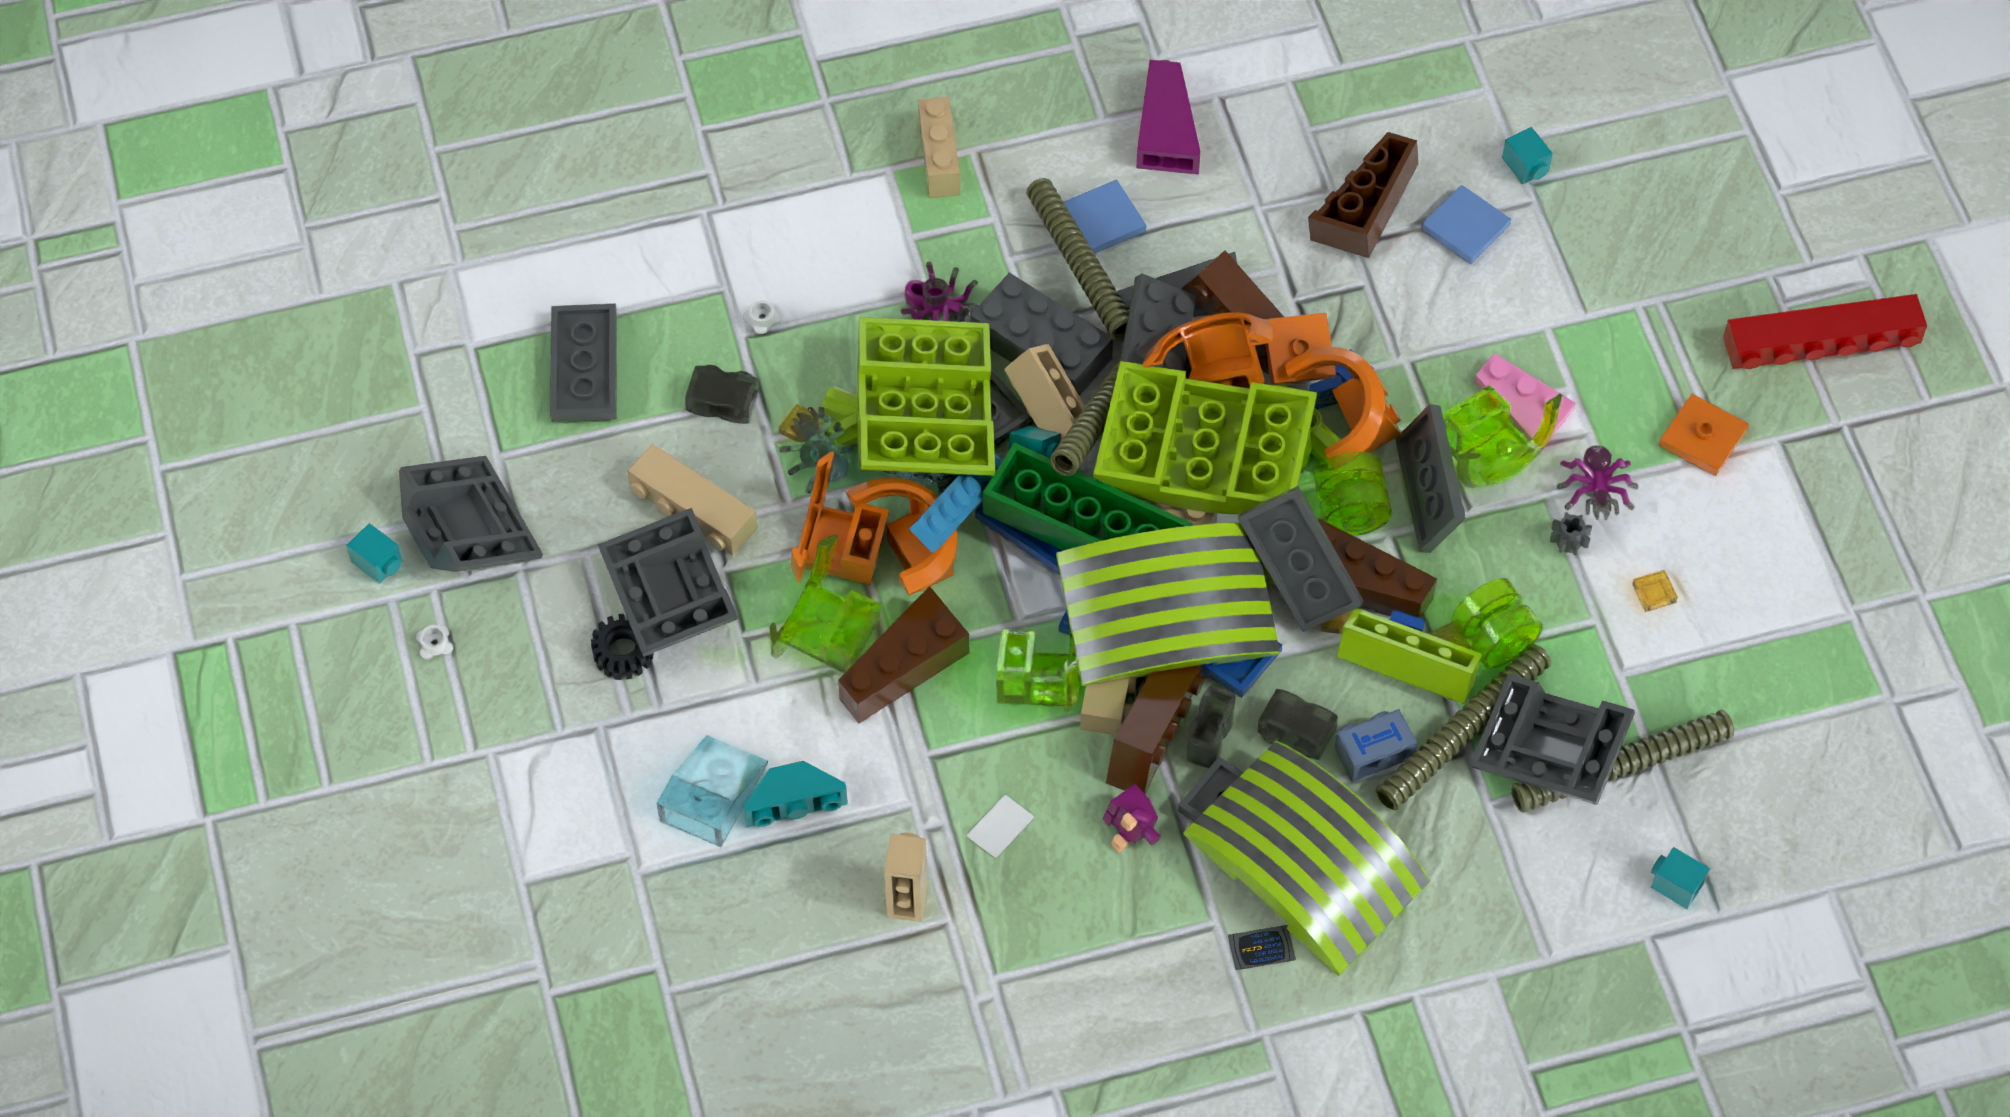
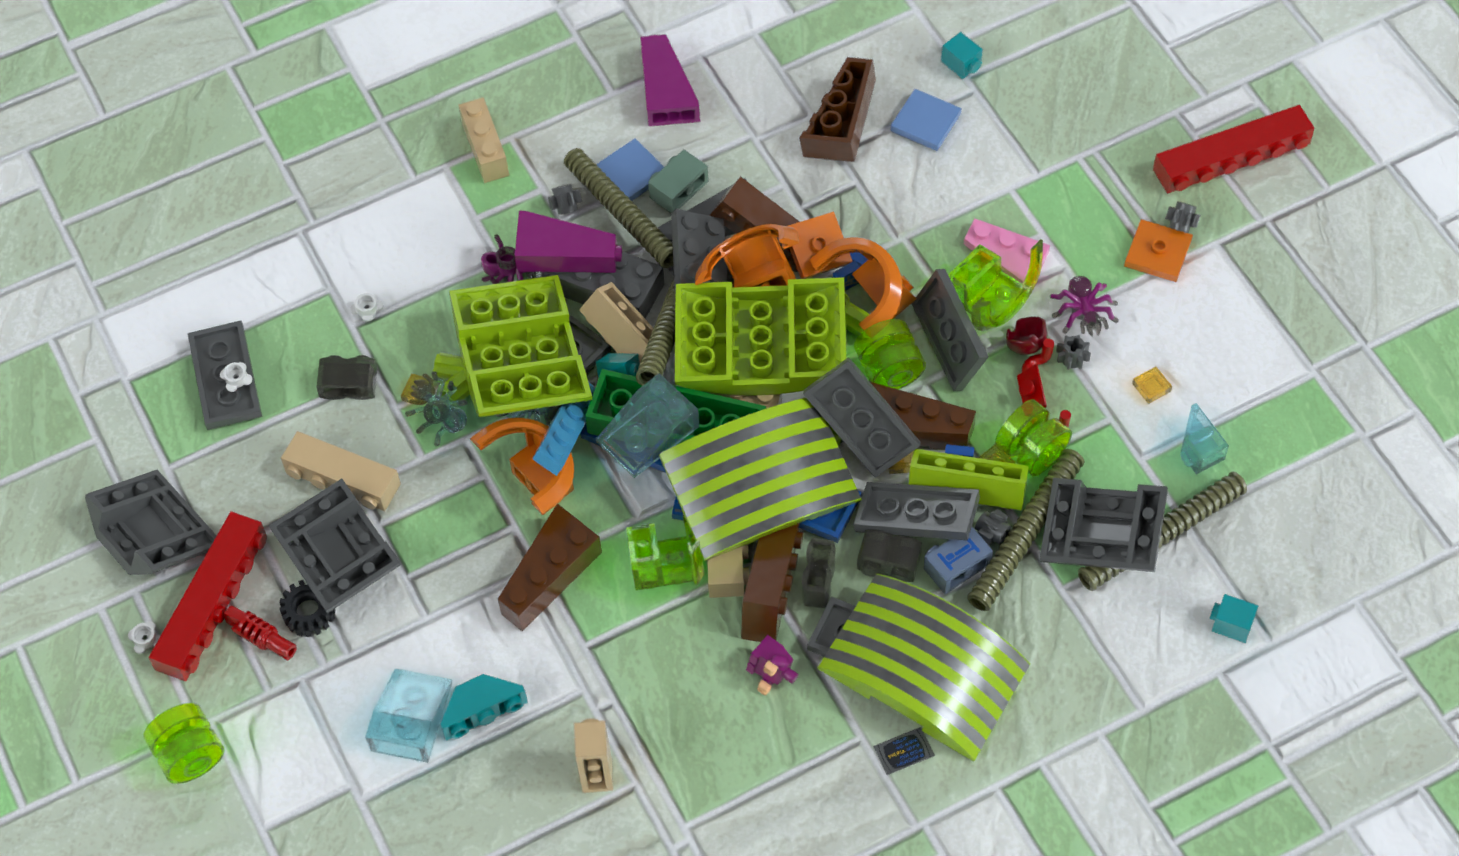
camera: 10 degrees left, 0 degrees up
(374, 553) = (78, 572): teal brick -> none
(454, 767) = (183, 743): none -> clear neon green wheel
(514, 610) = (208, 596): none -> red brick
(562, 663) = (259, 632): none -> red hinge
(592, 360) = (232, 370): none -> white plate
(824, 622) = (476, 552): clear neon green piece -> none
(858, 533) = (471, 480): orange piece -> none
(1000, 826) = (661, 694): white sticker -> none
(1001, 291) = (562, 246): none -> magenta slope
(1018, 235) = (564, 199): none -> dark grey gear
(1052, 517) = (648, 425): none -> clear light blue slope
(1155, 240) = (678, 181): none -> sand green brick
(1341, 679) = (917, 510): none -> dark grey plate
(1425, 716) = (993, 527): none -> dark grey gear
(1510, 557) = (1030, 381): none -> red piece
(1522, 504) = (1027, 335): none -> dark red hair
(1694, 669) = (1202, 442): none -> clear light blue slope
(1741, 400) = (1182, 217): none -> dark grey gear

